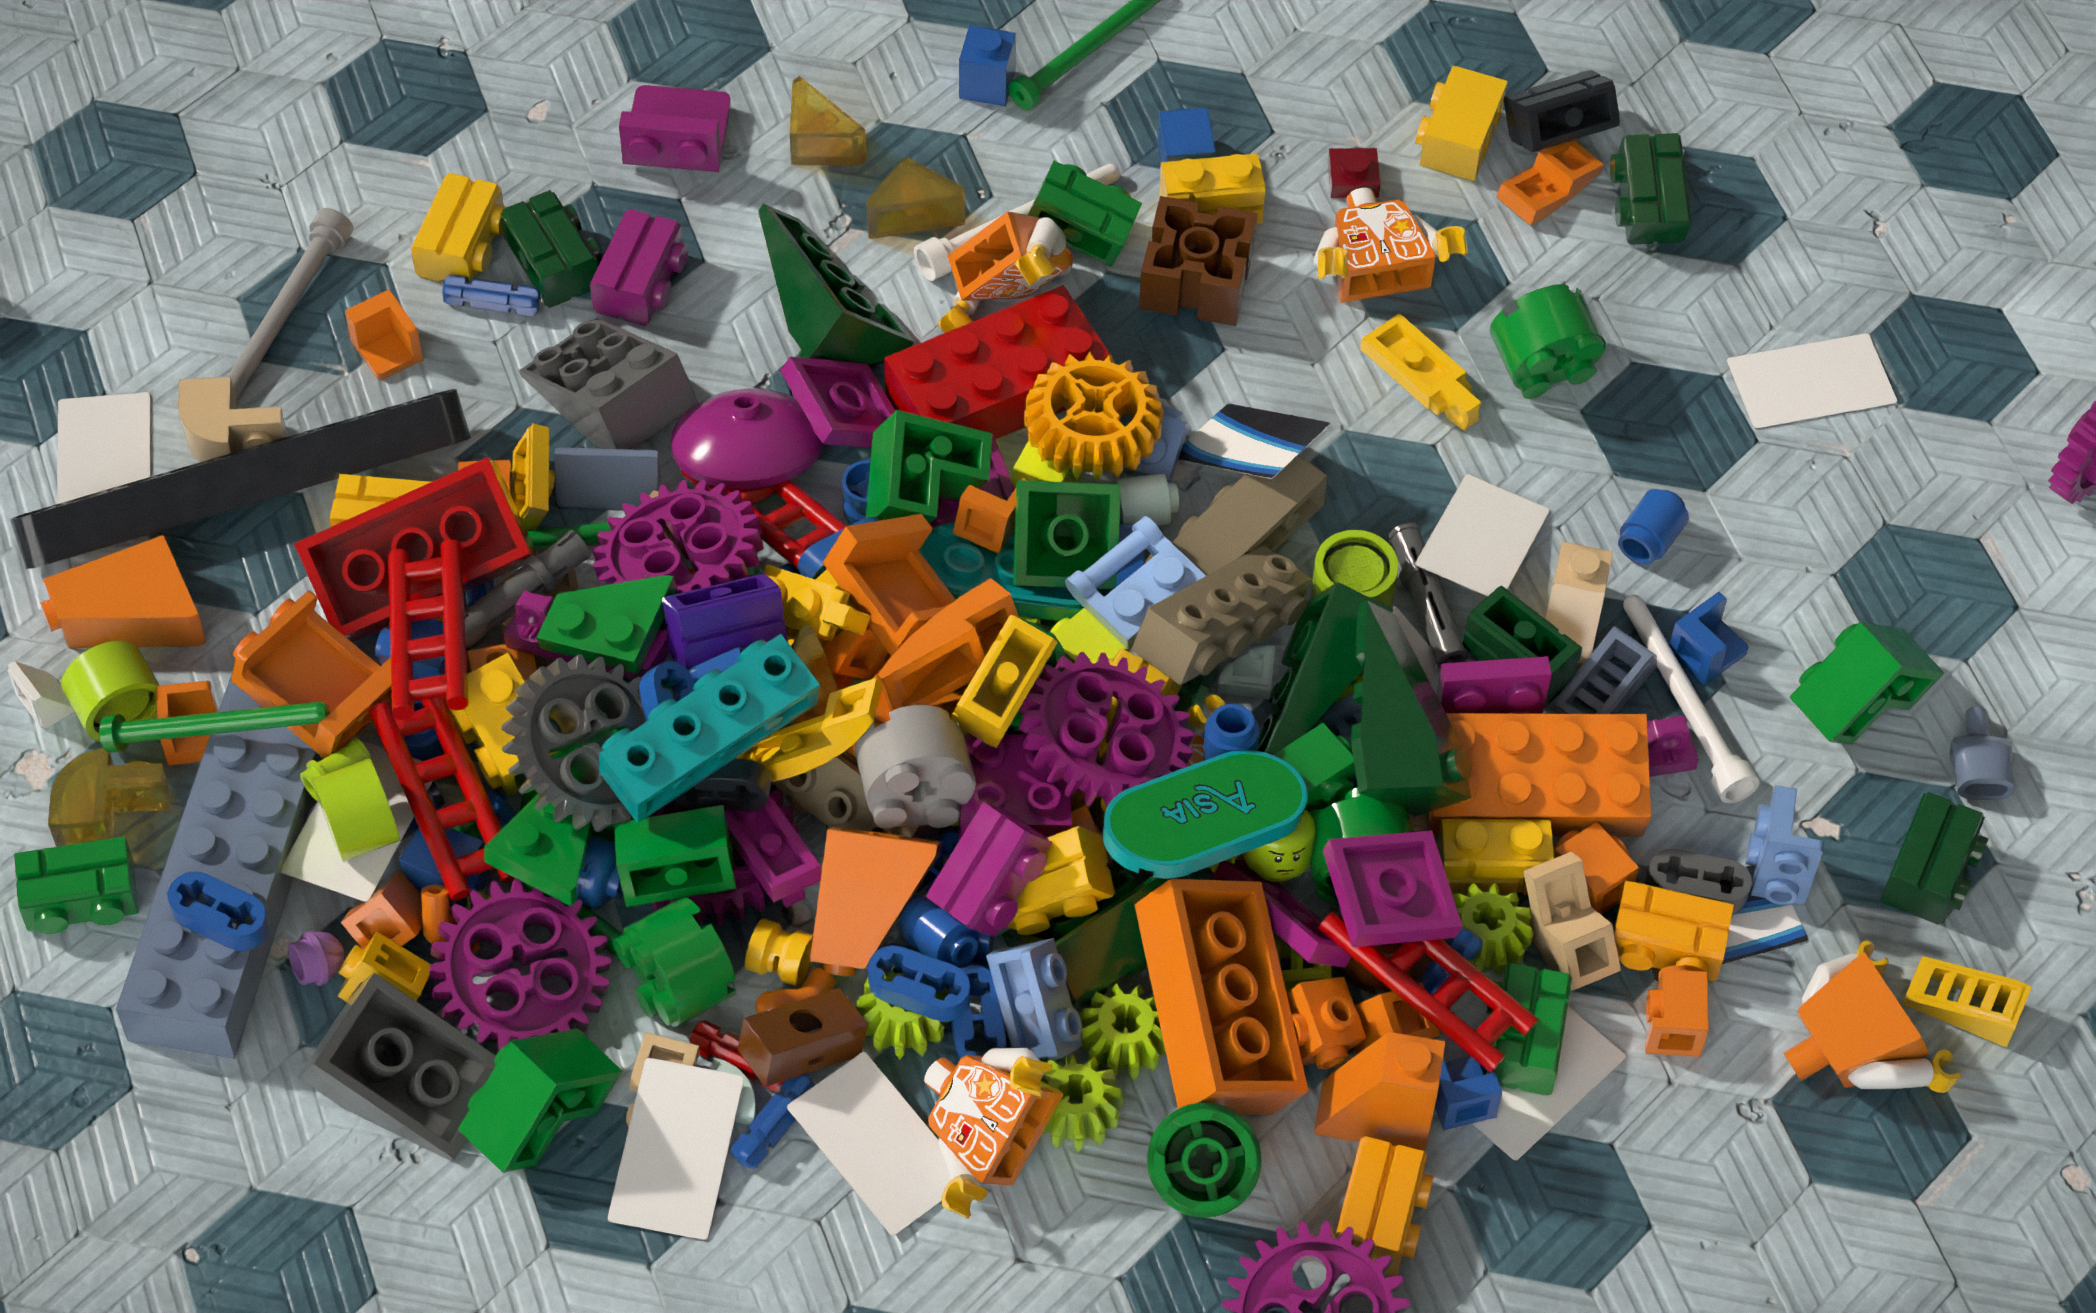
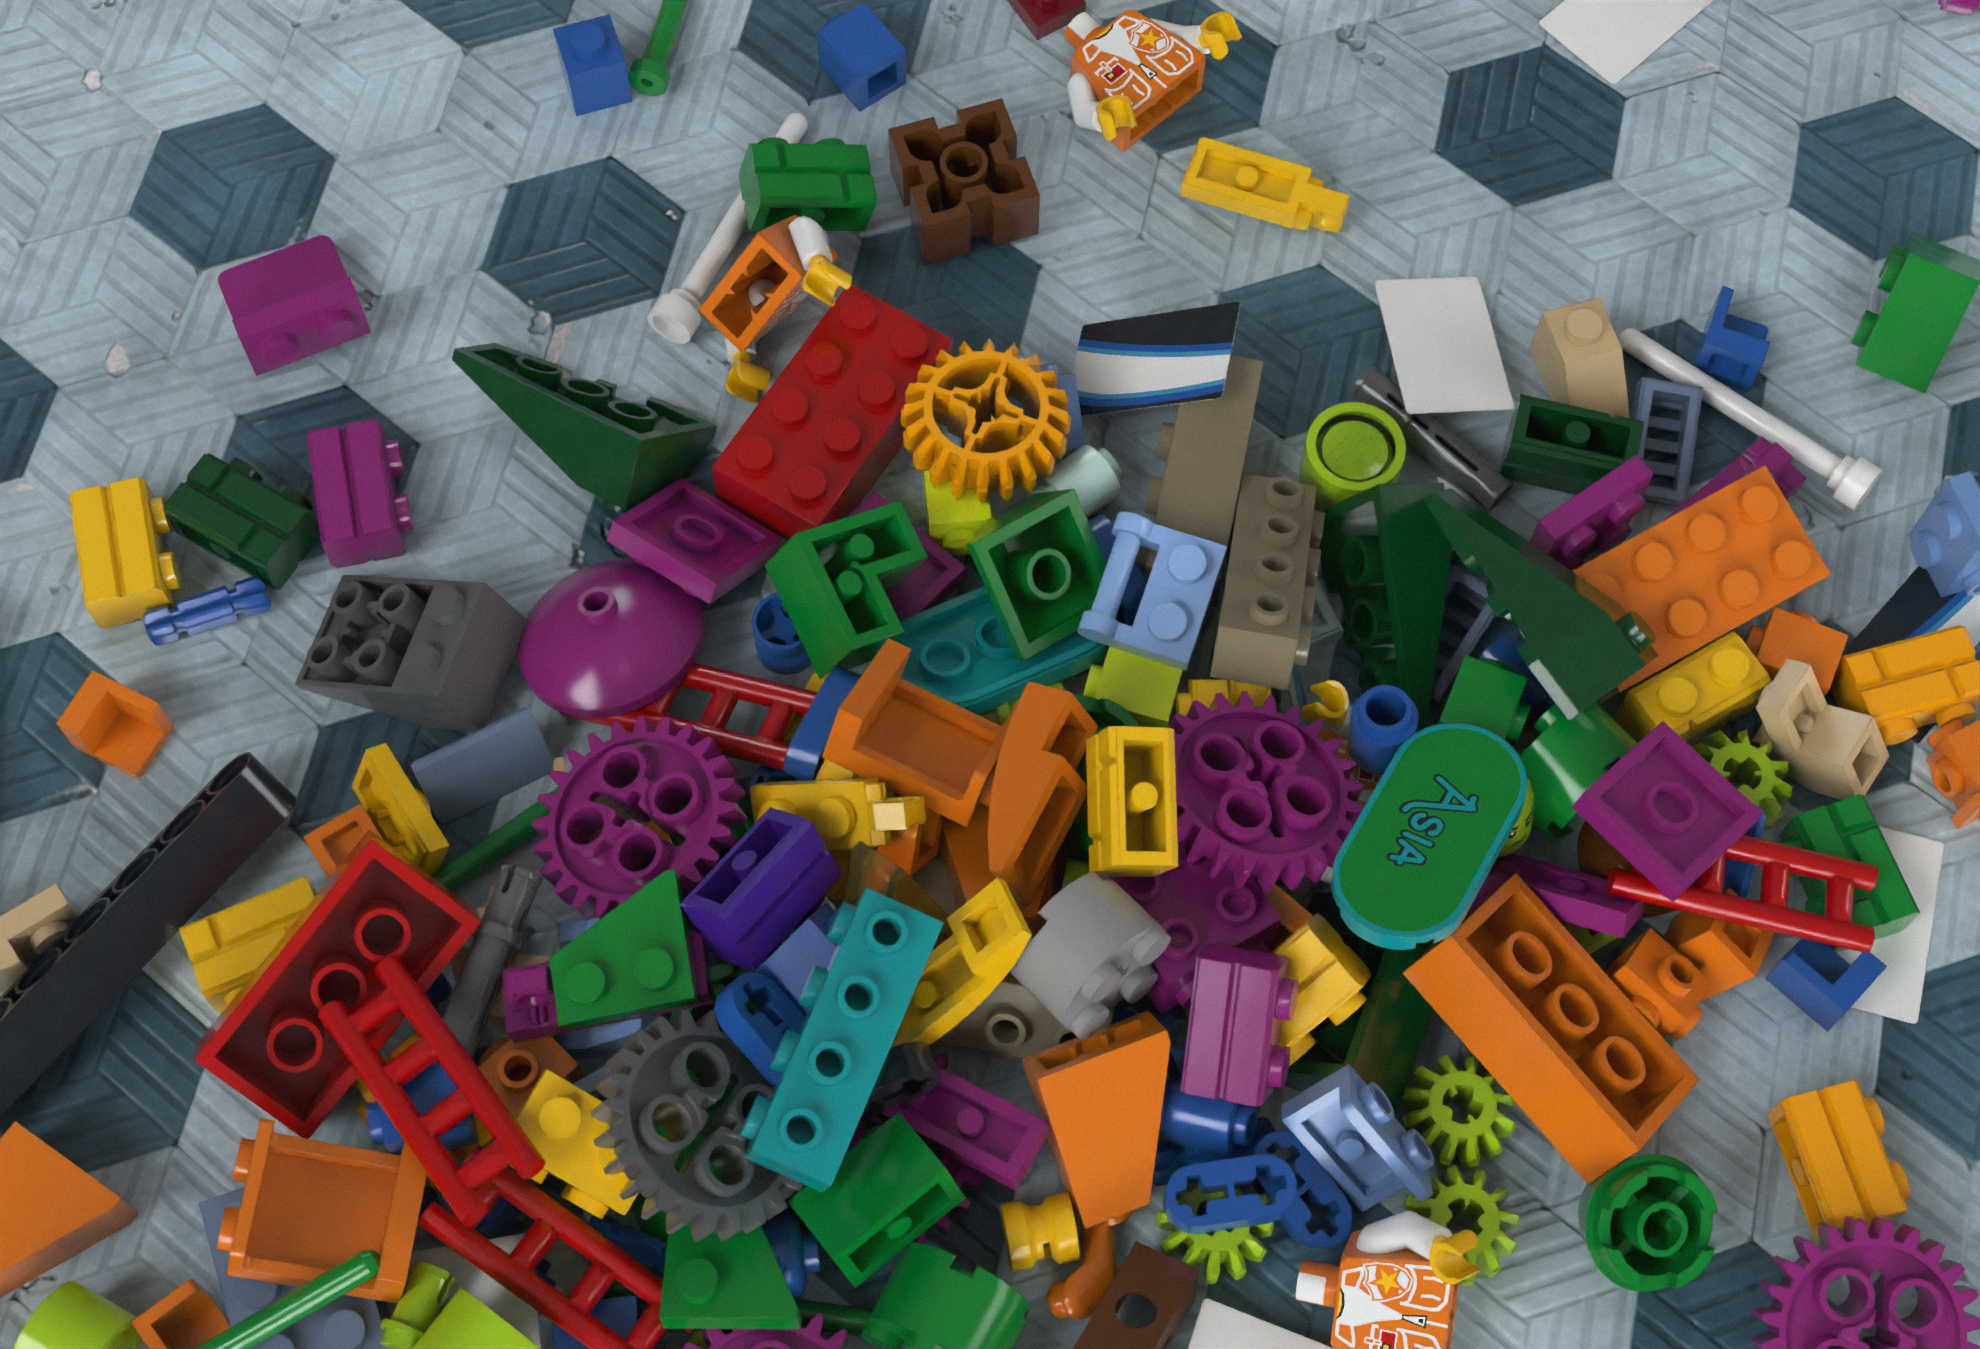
camera: 30 degrees left, 10 degrees up
(822, 131) = (458, 227): clear yellow slope -> none
(914, 201) = (615, 260): clear yellow slope -> none
(985, 518) = (945, 594): orange panel -> none
(1215, 182) = (923, 86): yellow brick -> none
(1384, 1092) = (1776, 1036): orange slope -> none
(1548, 340) = (1376, 91): green brick -> none
(1653, 526) = (1600, 245): blue brick -> none
(1701, 876) = (1889, 600): dark grey beam -> none

